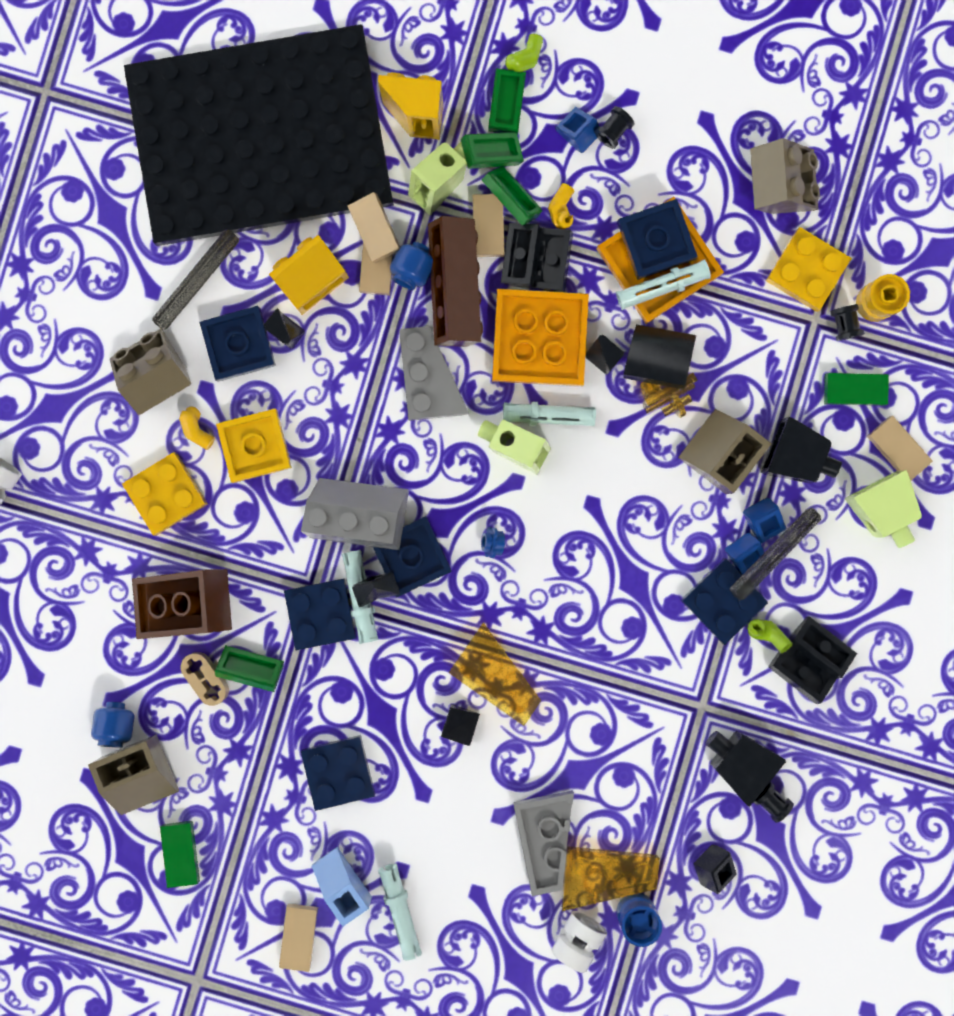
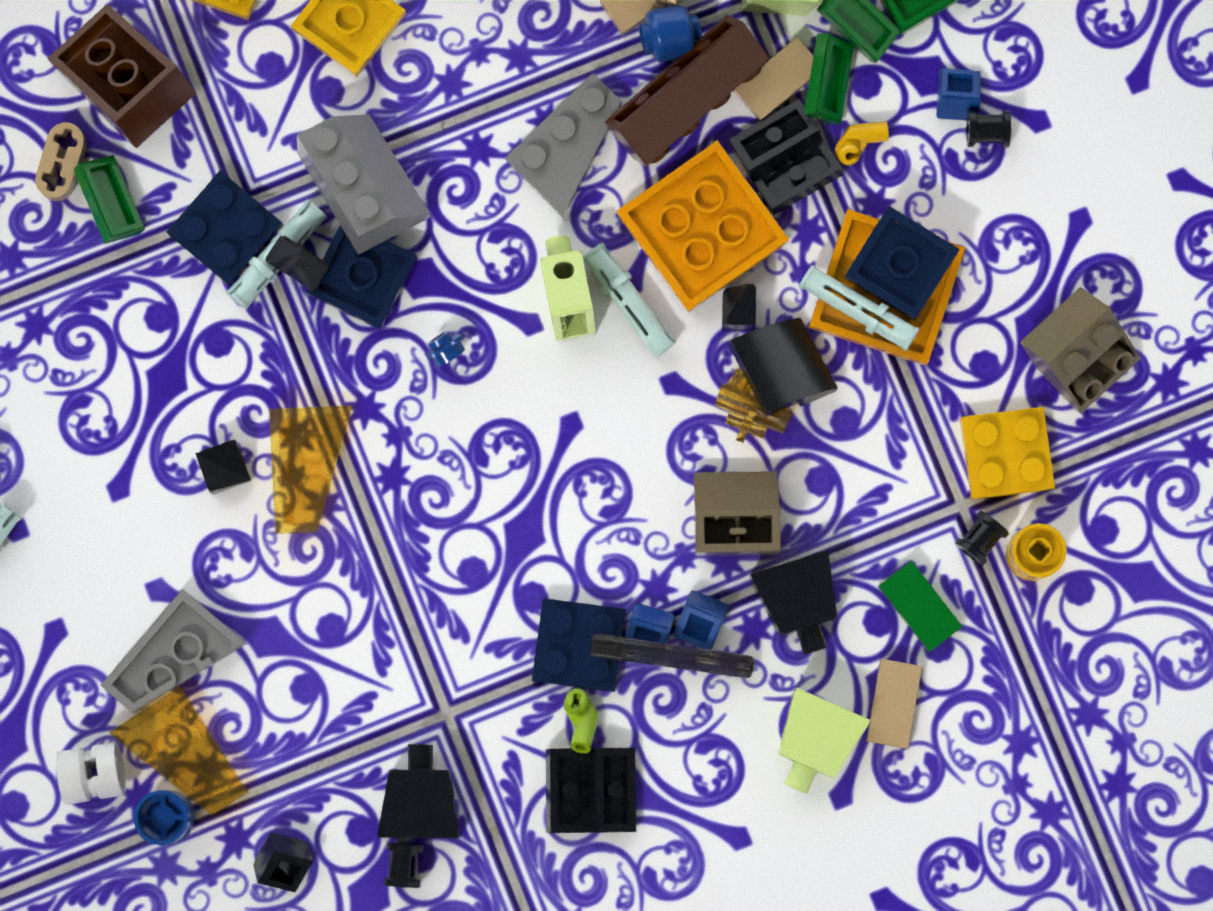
camera: 50 degrees right, 5 degrees down
(338, 772) = (70, 379): dark blue plate -> none

